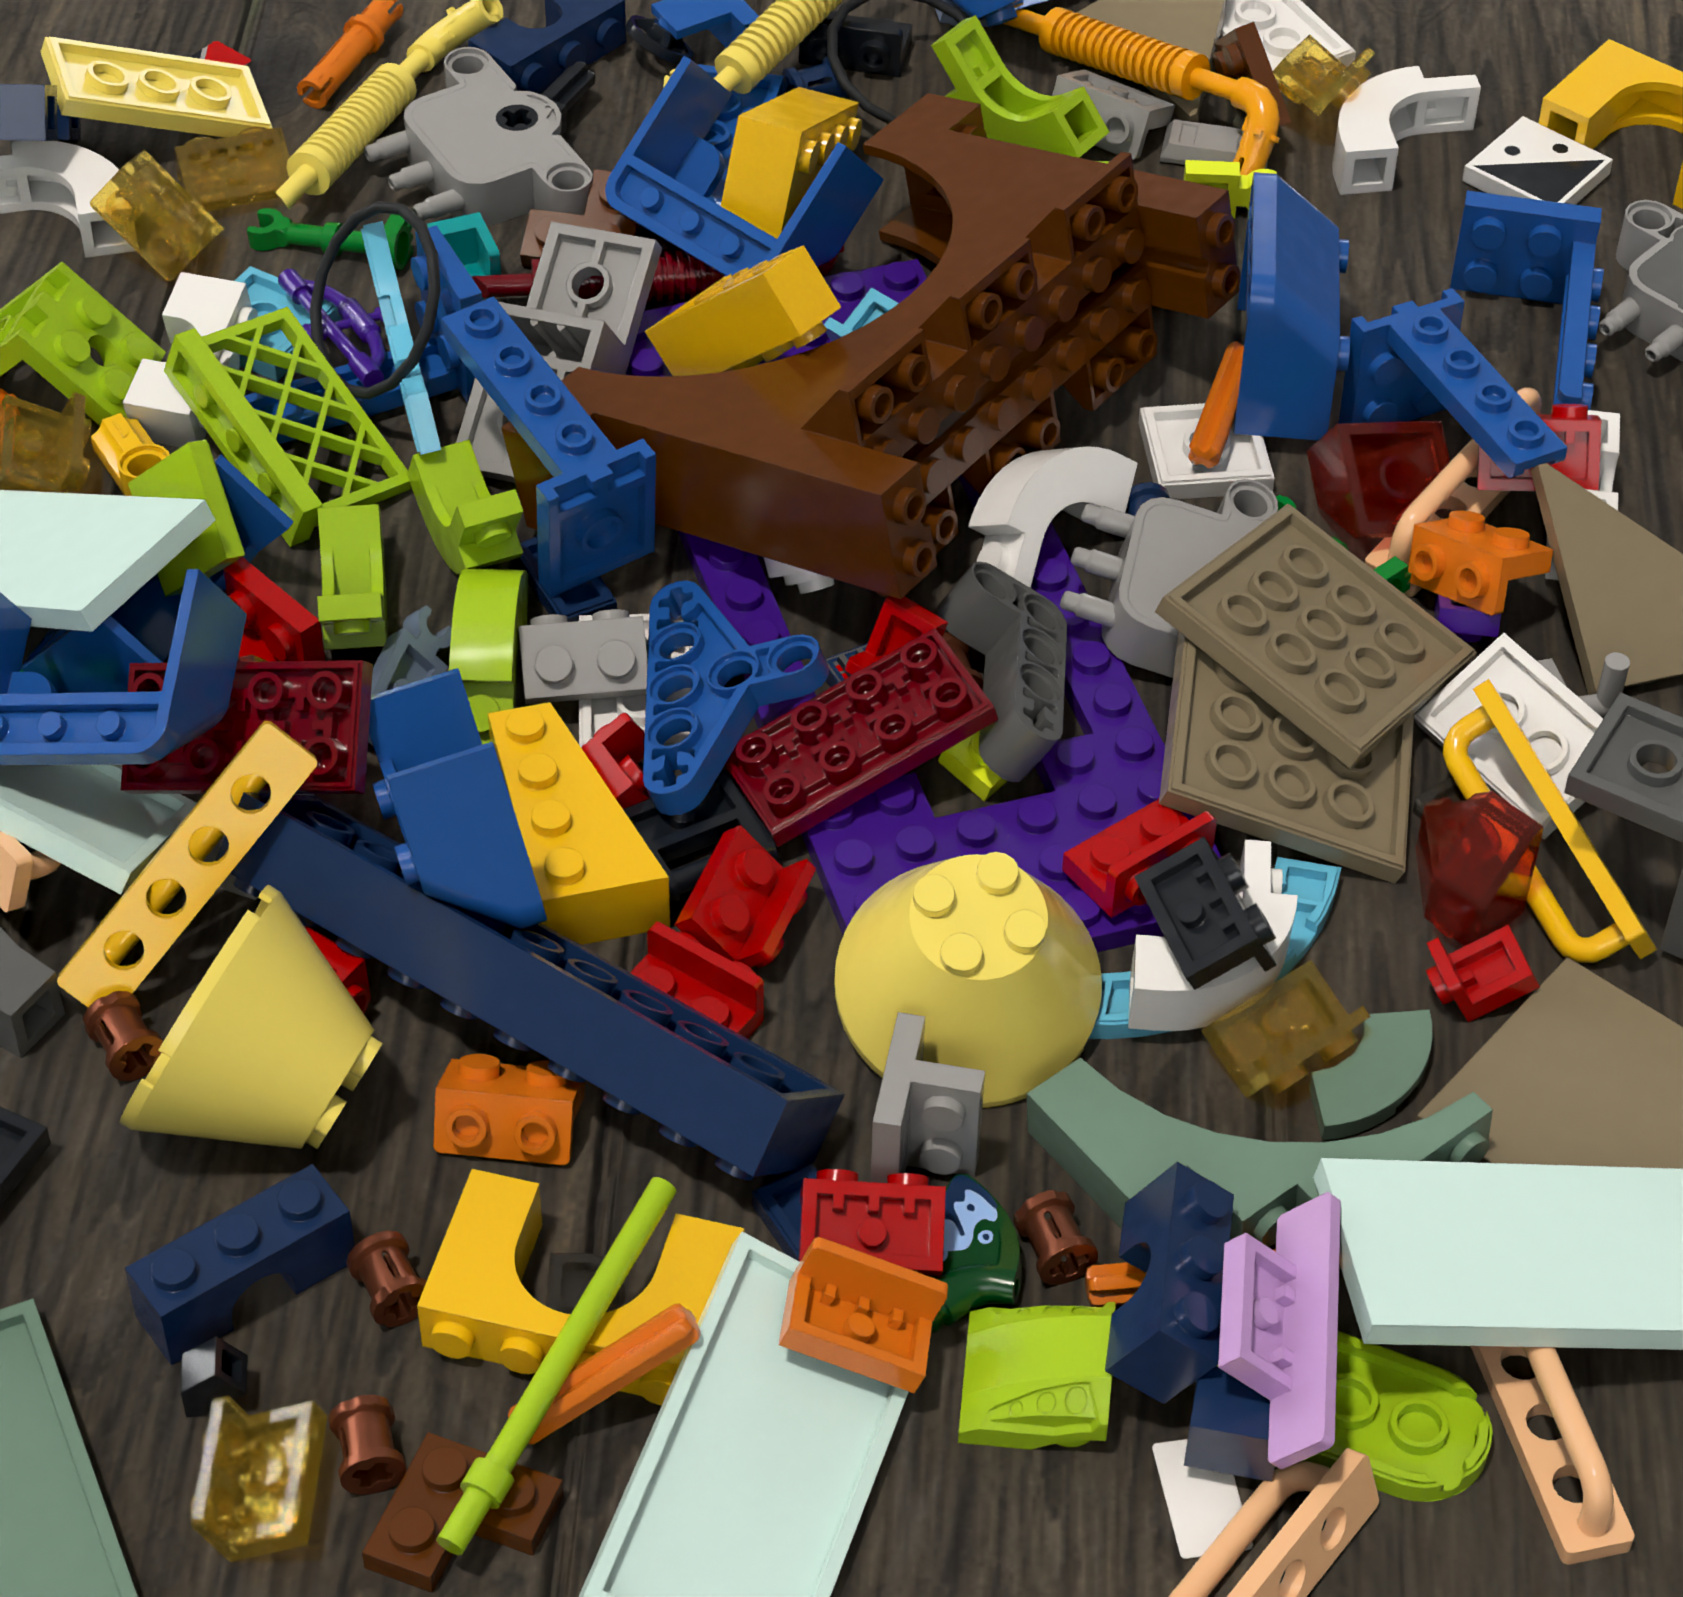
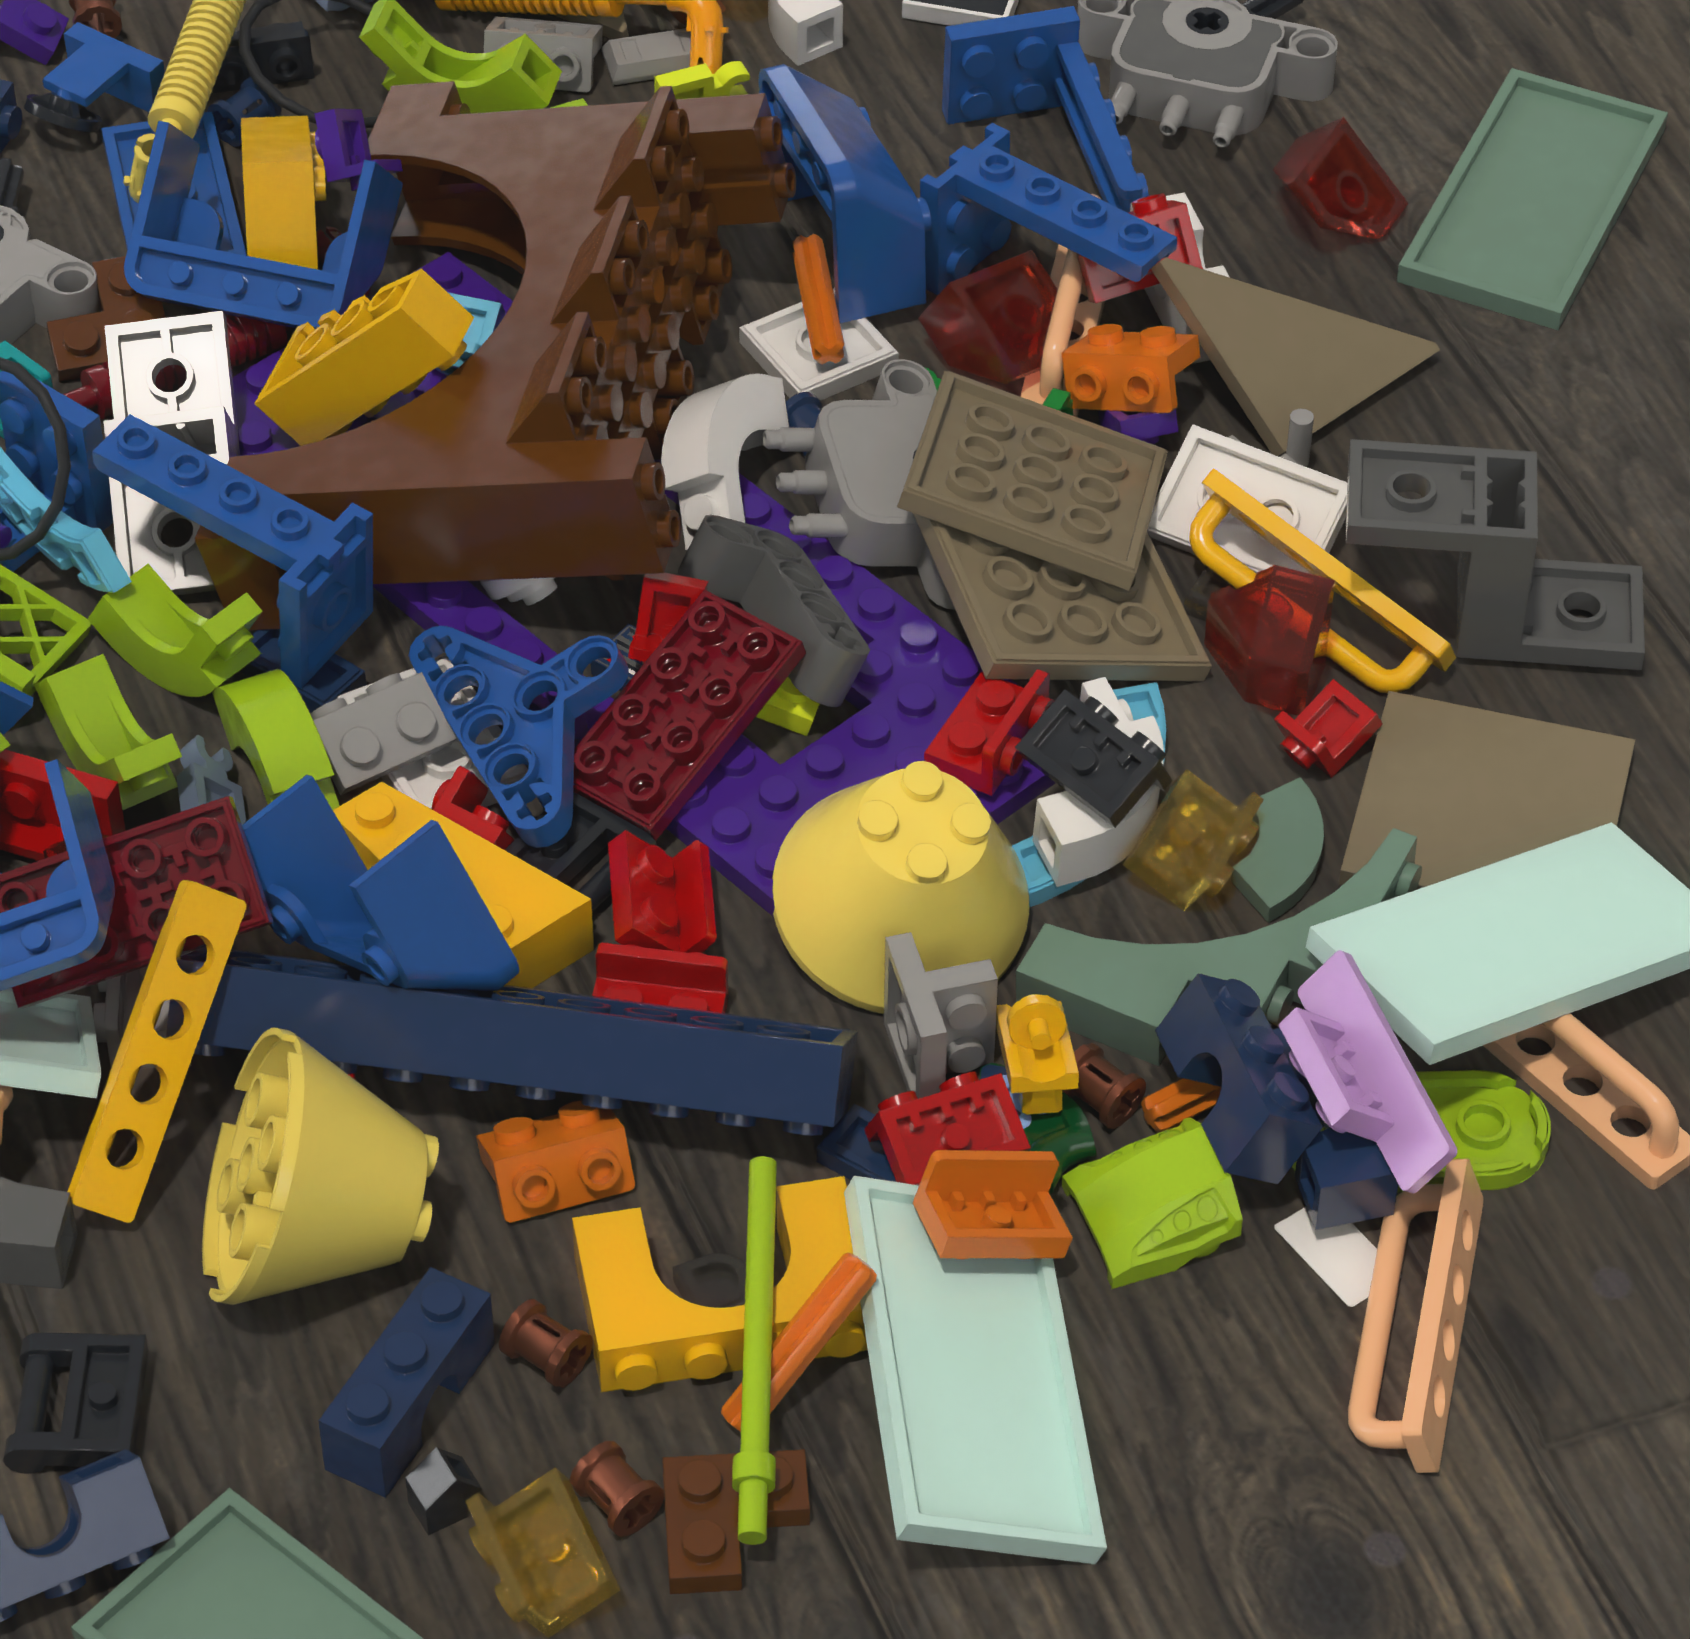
camera: 25 degrees left, 0 degrees up
(123, 1035) = (159, 1229): copper bush -> none
(850, 122) = (344, 146): none -> dark purple bracket
(998, 1180) = (1037, 1052): none -> yellow hips

